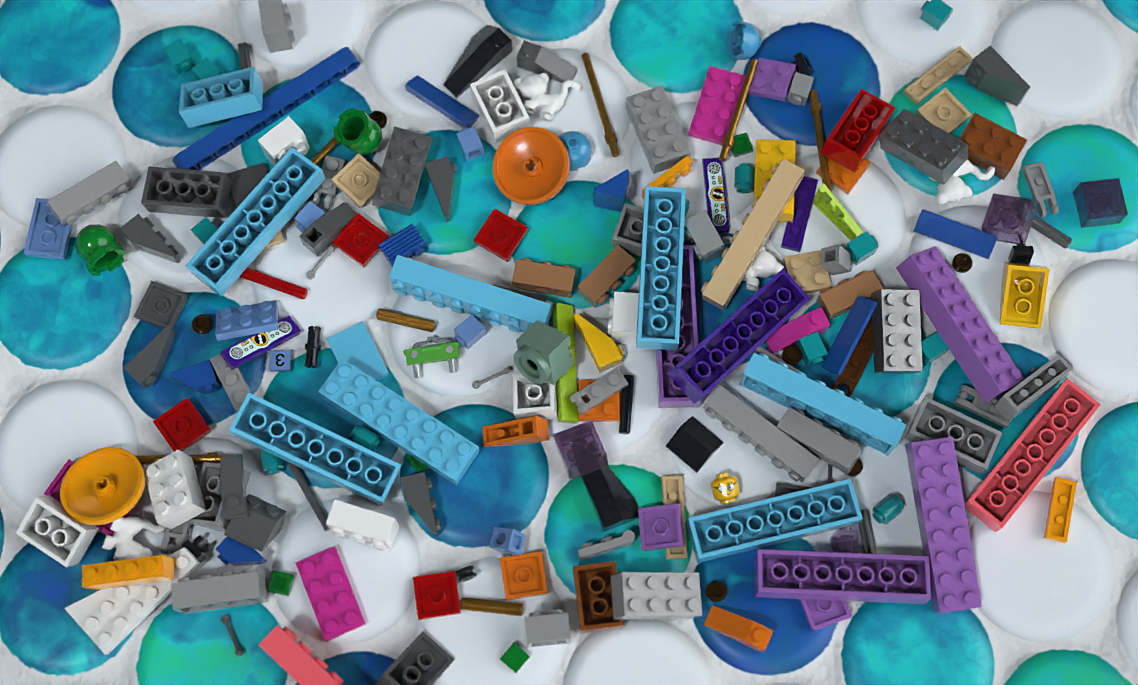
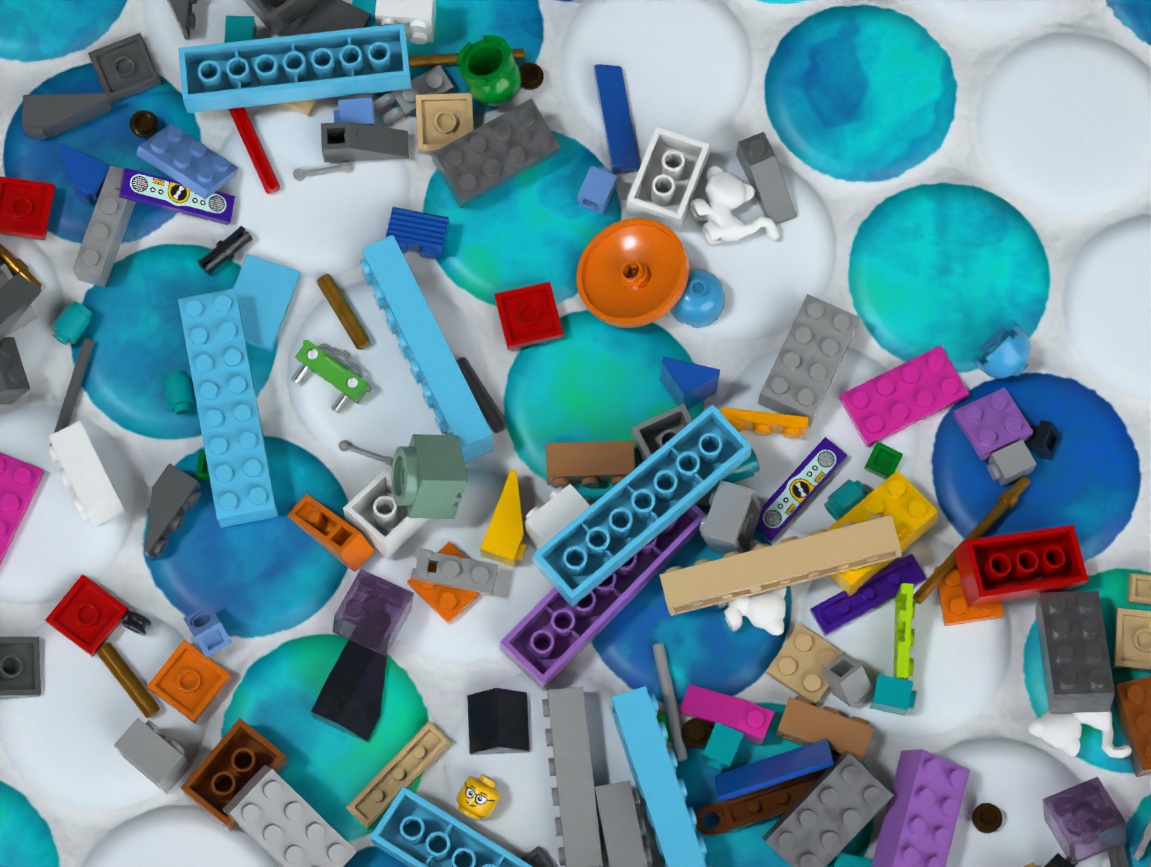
camera: 45 degrees right, 0 degrees up
(280, 361) = (180, 234): medium blue tile -> none
(314, 449) = (115, 354): medium azure brick -> none
(360, 240) = (382, 185): red plate -> none
(442, 179) = (526, 206): dark grey slope -> none
(469, 332) = (391, 384): medium blue brick -> none
(479, 57) = (707, 107): black wedge -> none
(514, 658) = (97, 753): green tile -> none
(543, 278) = (525, 402): medium nougat brick -> none
(567, 384) = (435, 532): lime tile -> none
(607, 545) = (299, 734): light grey plate -> none
(610, 136) = (752, 320): pearl gold bar -> none
(626, 406) = (471, 614): black axle -> none
(661, 527) = (370, 770): medium lavender plate -> none
(728, 141) = (869, 444): pearl gold bar -> none
(738, 336) = (652, 654): dark purple brick -> none
(955, 234) = (1012, 781): blue slope -> none

